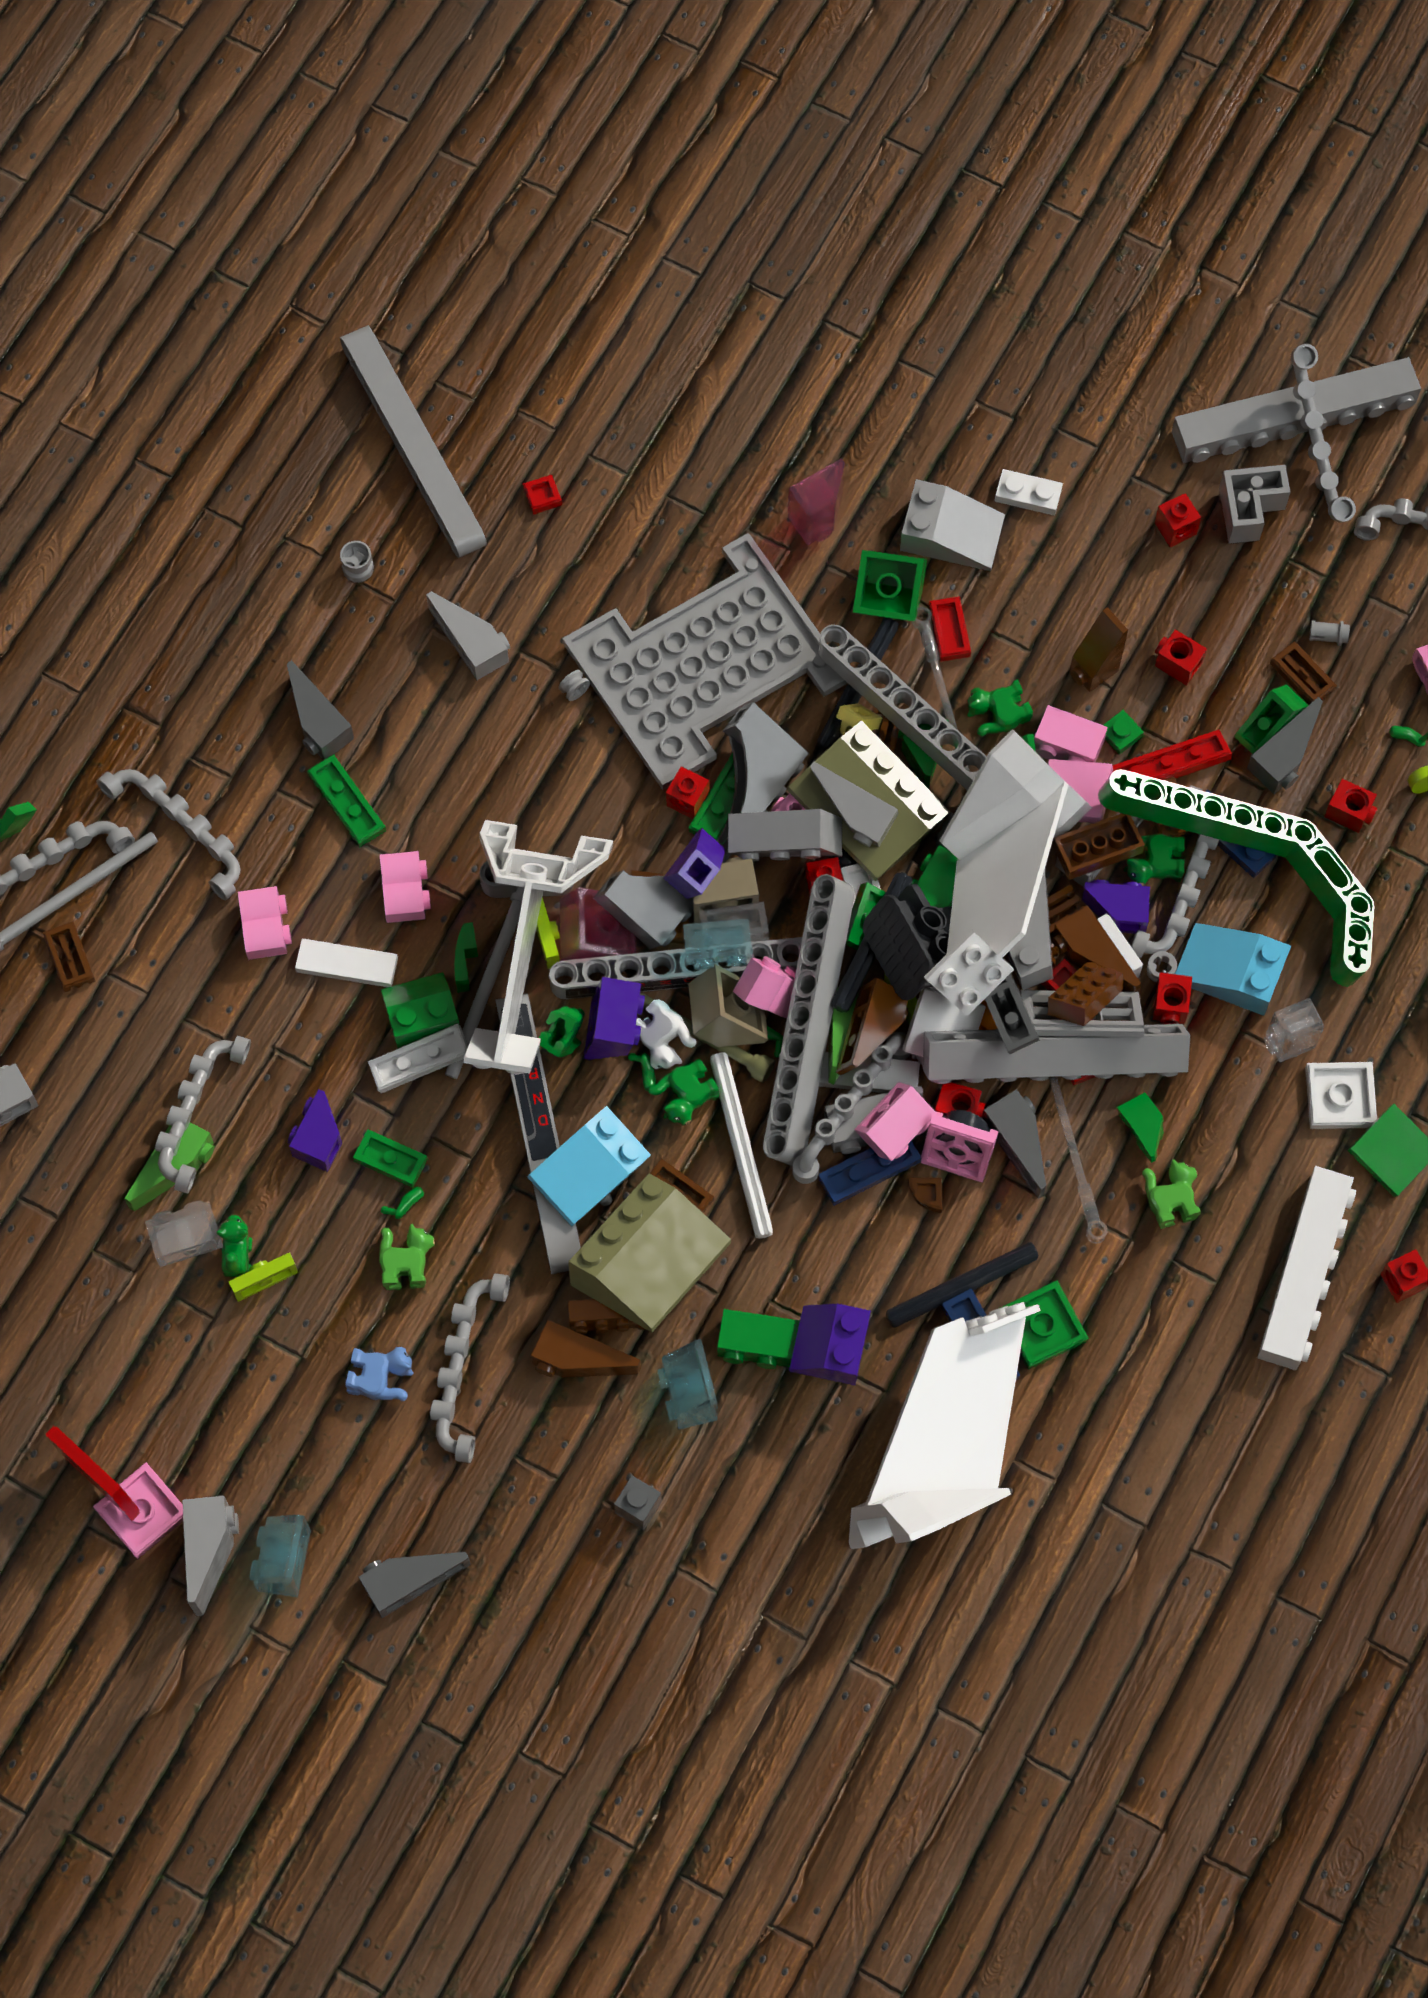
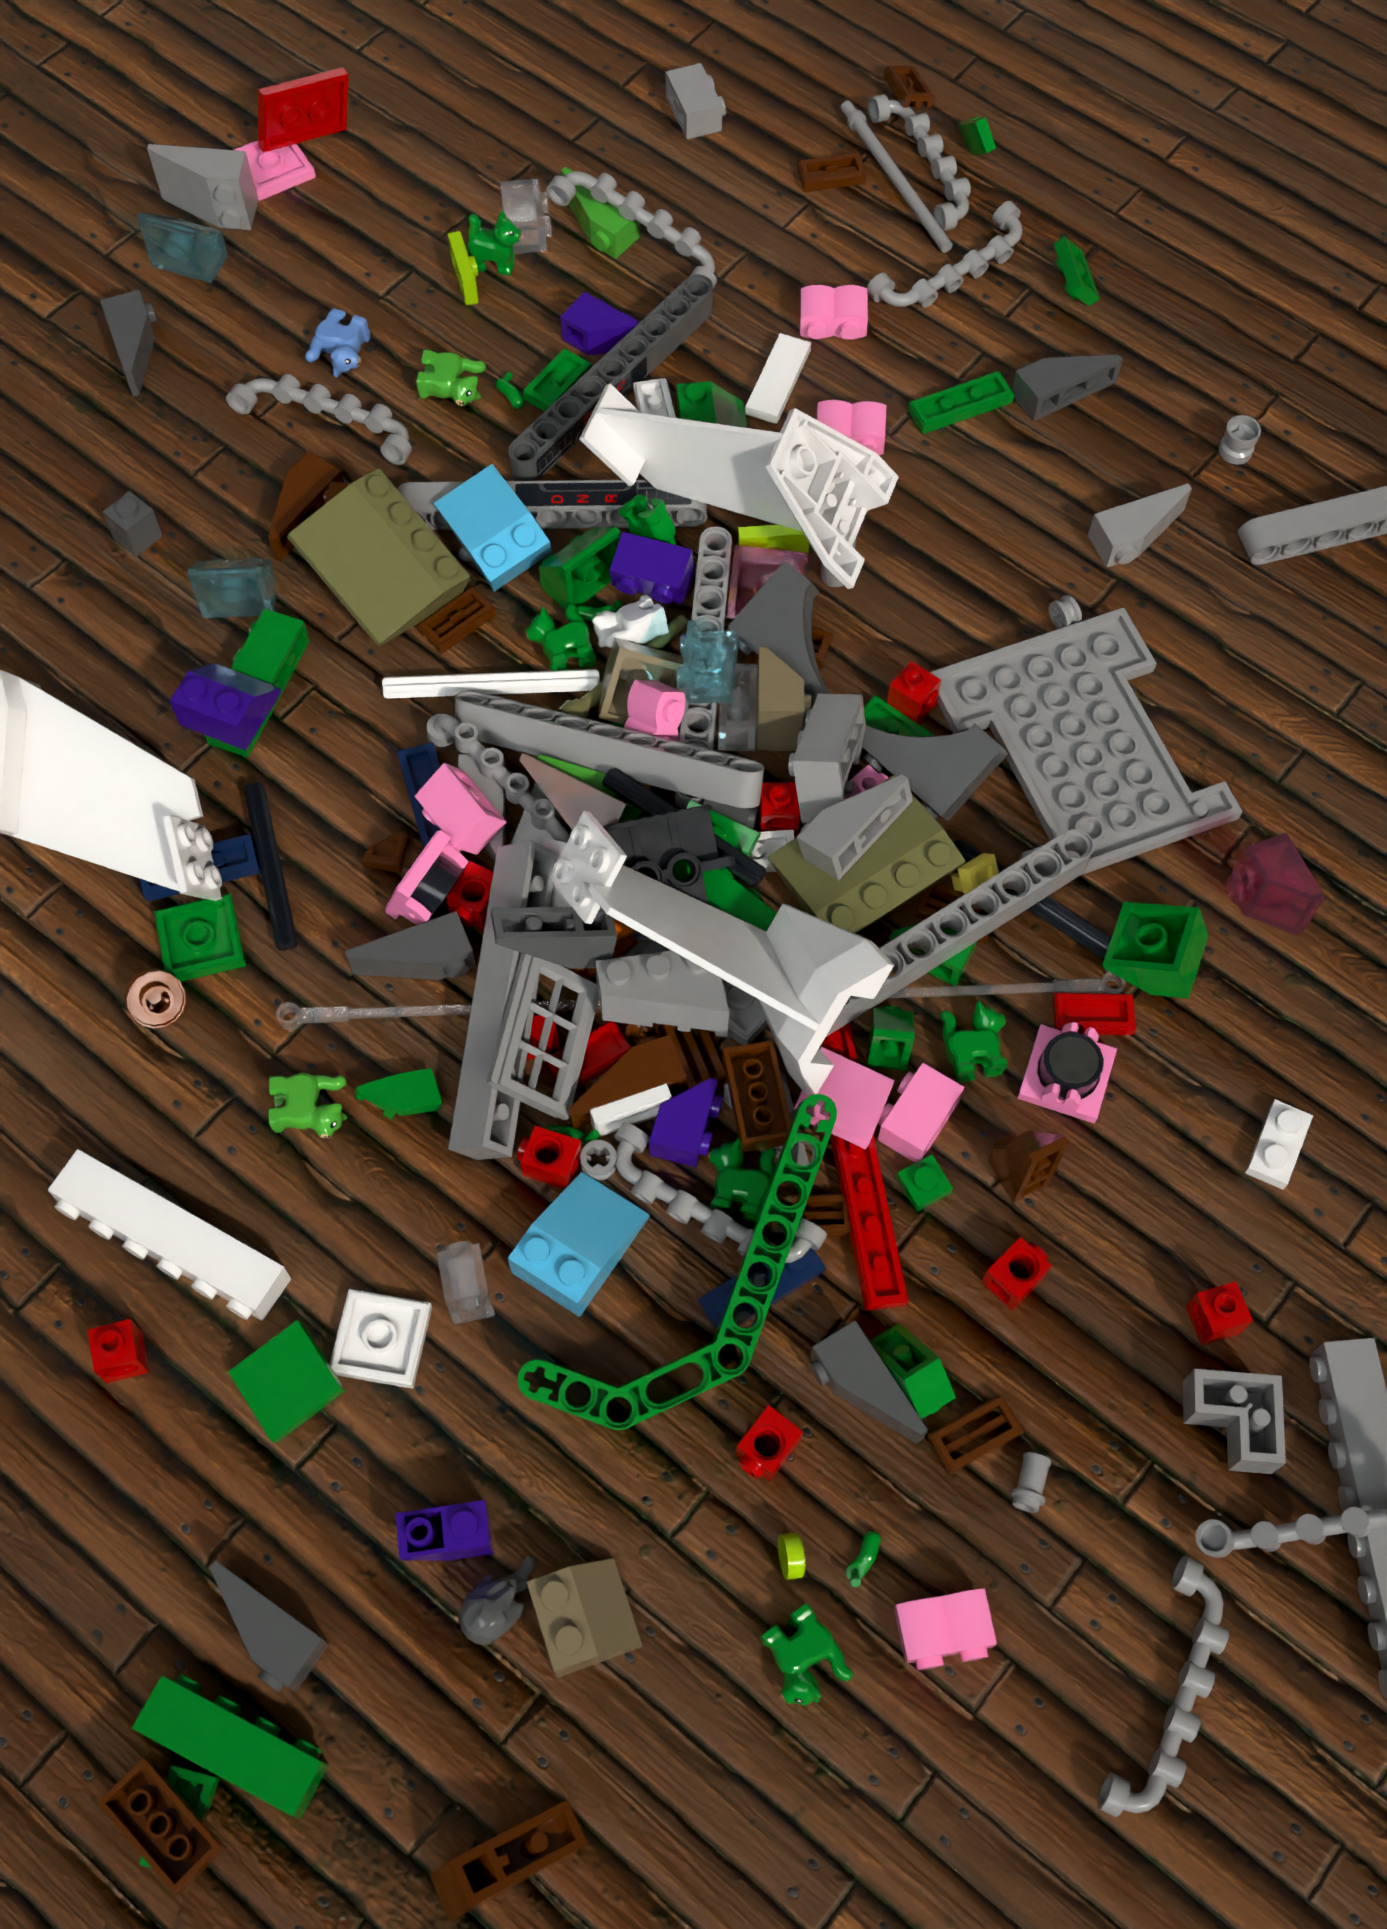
camera: 100 degrees right, 5 degrees down
(183, 712) = (1076, 271): none -> green plate
(388, 1119) = (626, 363): none -> dark grey beam
(542, 494) = (1313, 625): red tile -> none
(609, 1082) = (580, 567): none -> green slope
(696, 865) = (807, 656): dark purple slope -> none
(951, 527) = (1234, 1037): slope -> none
(1006, 638) = (1068, 1070): none -> piece
(1085, 993) = (564, 1038): reddish brown piece -> none
(1112, 1336) = (155, 998): none -> plate
(1145, 992) = (574, 1133): none -> green piece

